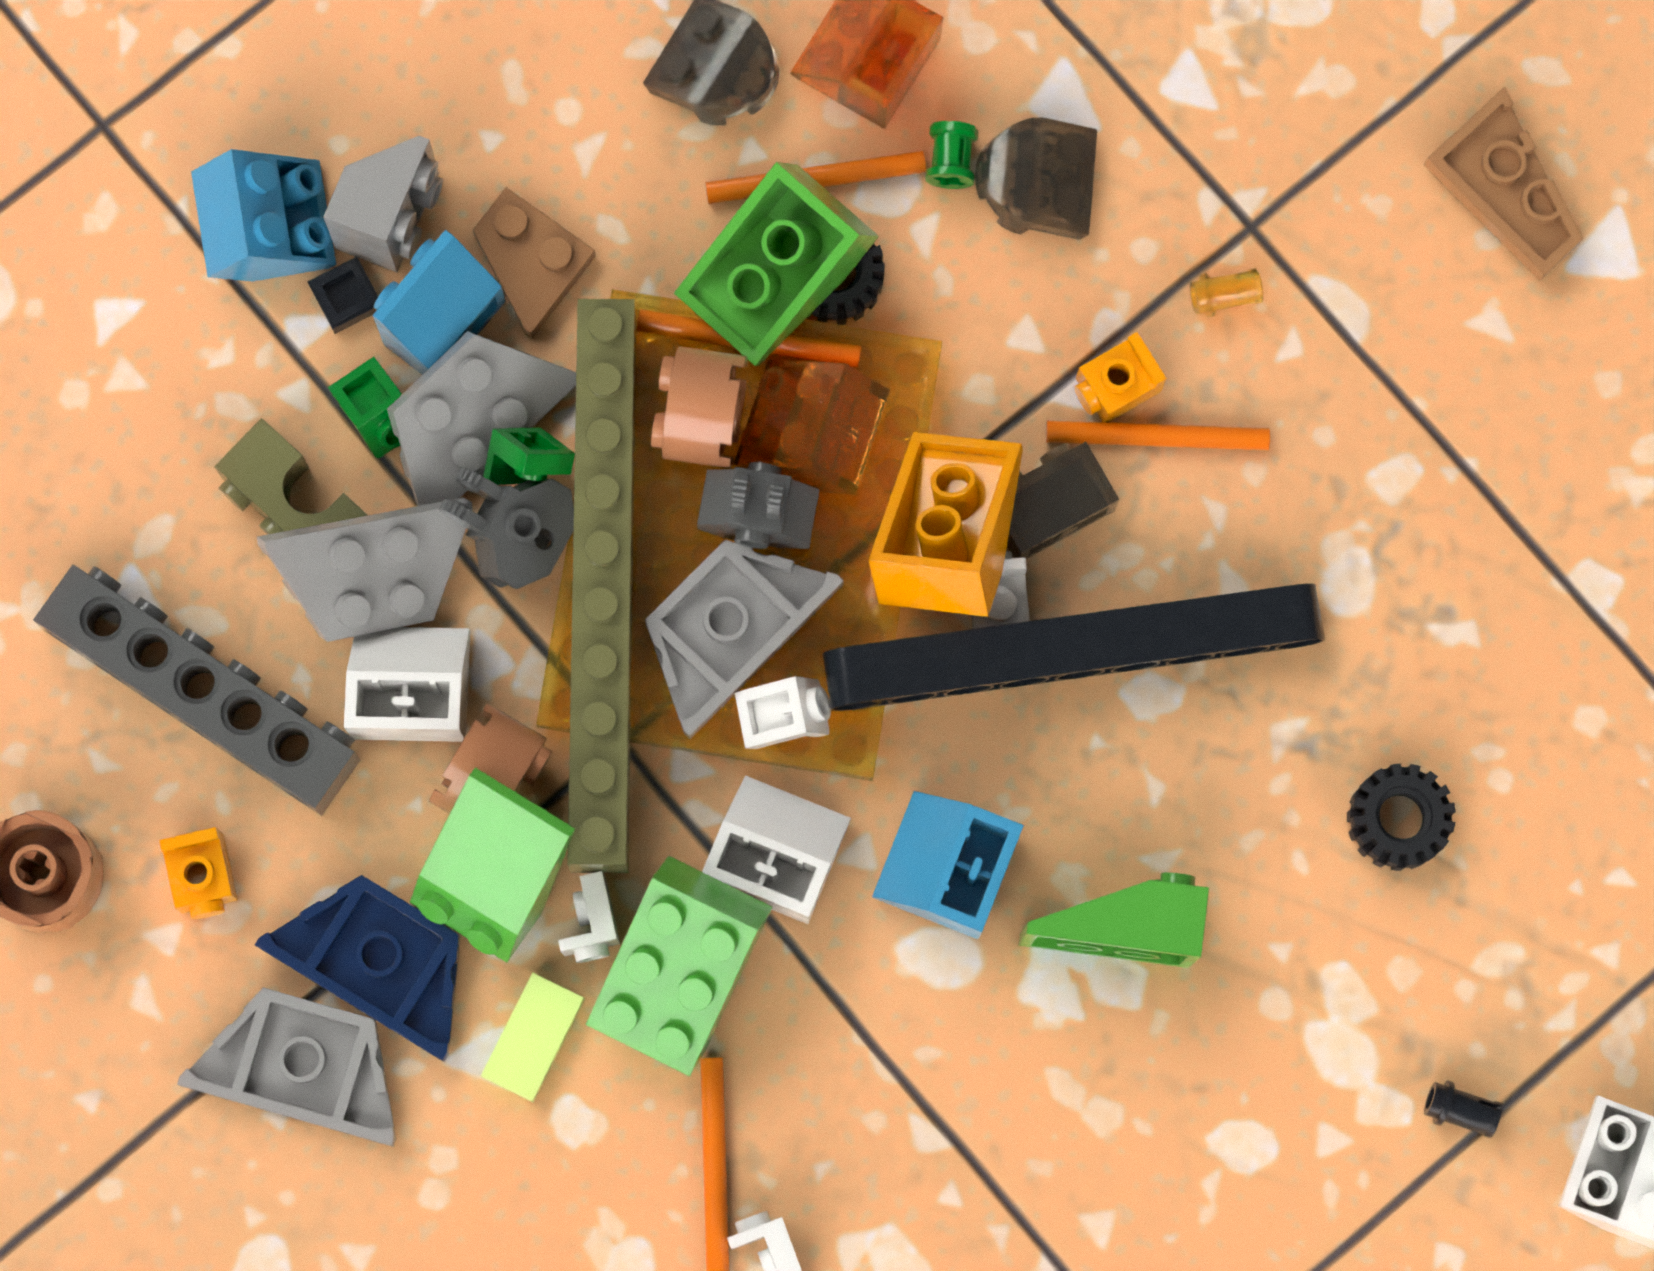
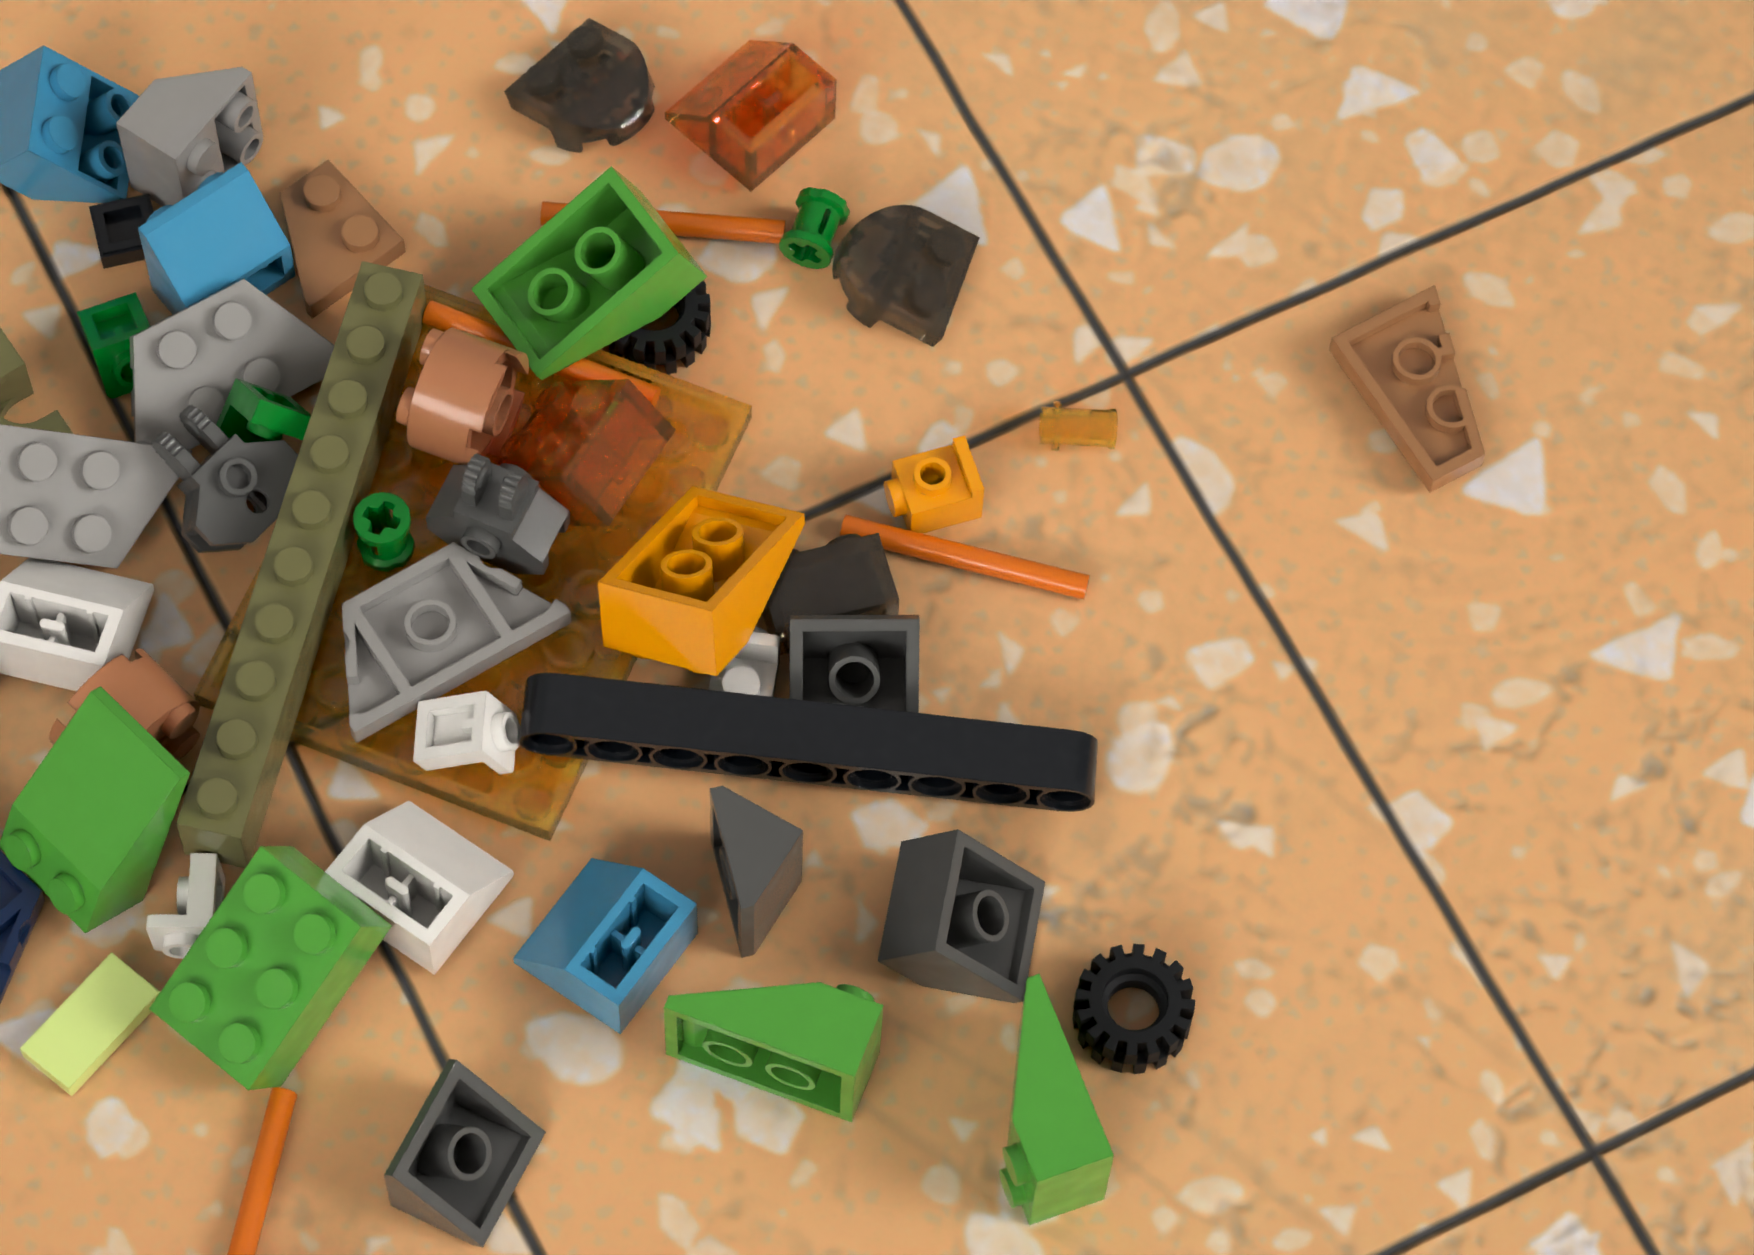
camera: 15 degrees right, 15 degrees down
(649, 530) = (378, 529): none -> green bush
(882, 1084) = (462, 1156): none -> dark grey slope
(1056, 772) = (756, 863): none -> dark grey slope
(1095, 569) = (855, 660): none -> dark grey slope
(1238, 772) = (961, 918): none -> dark grey slope
(1359, 939) = (1055, 1139): none -> bright green slope

